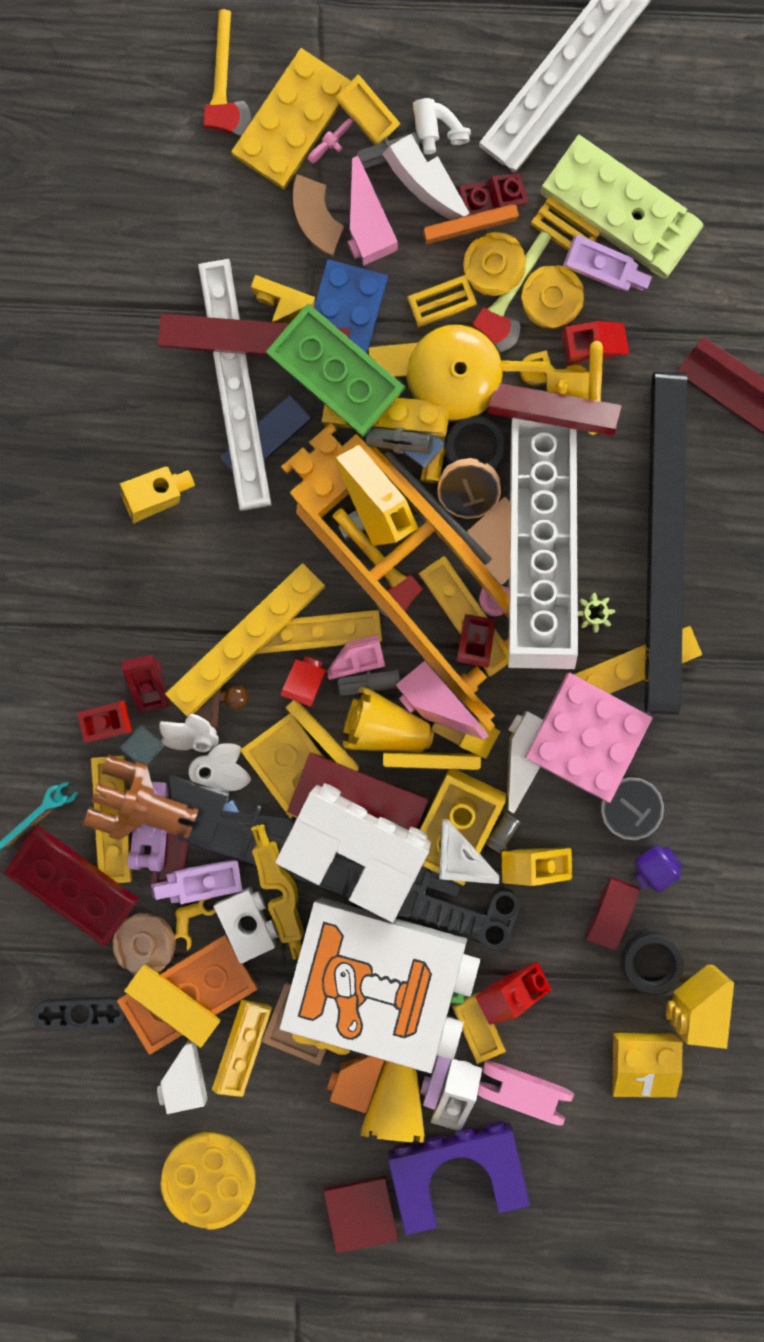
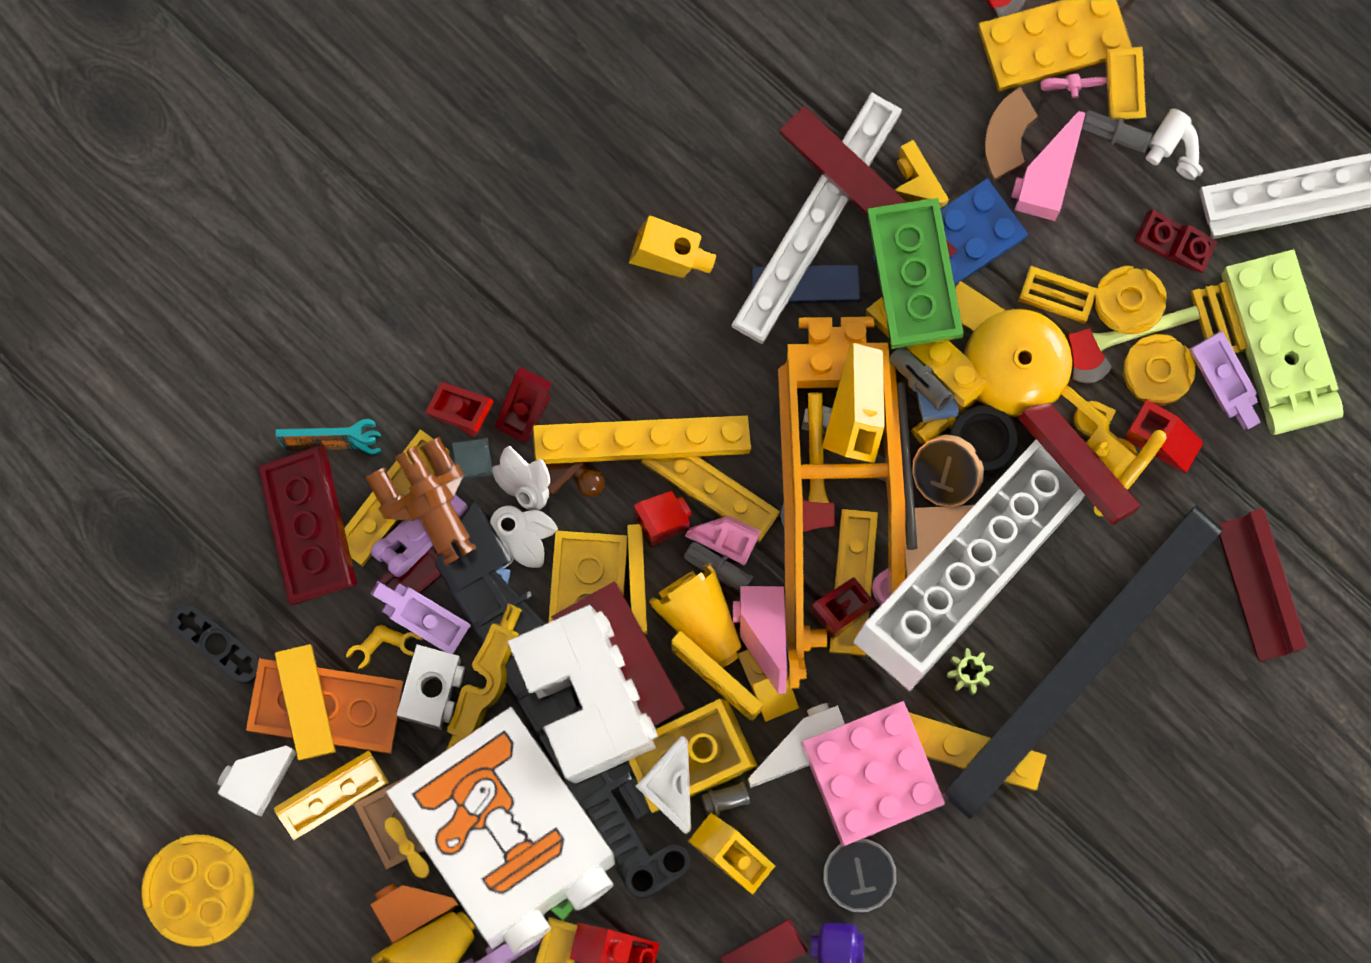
camera: 40 degrees right, 10 degrees down
(143, 941) = (328, 626): medium nougat tile -> none
(425, 179) = (1127, 179): white slope -> none
(470, 224) = (1136, 248): orange tile -> none

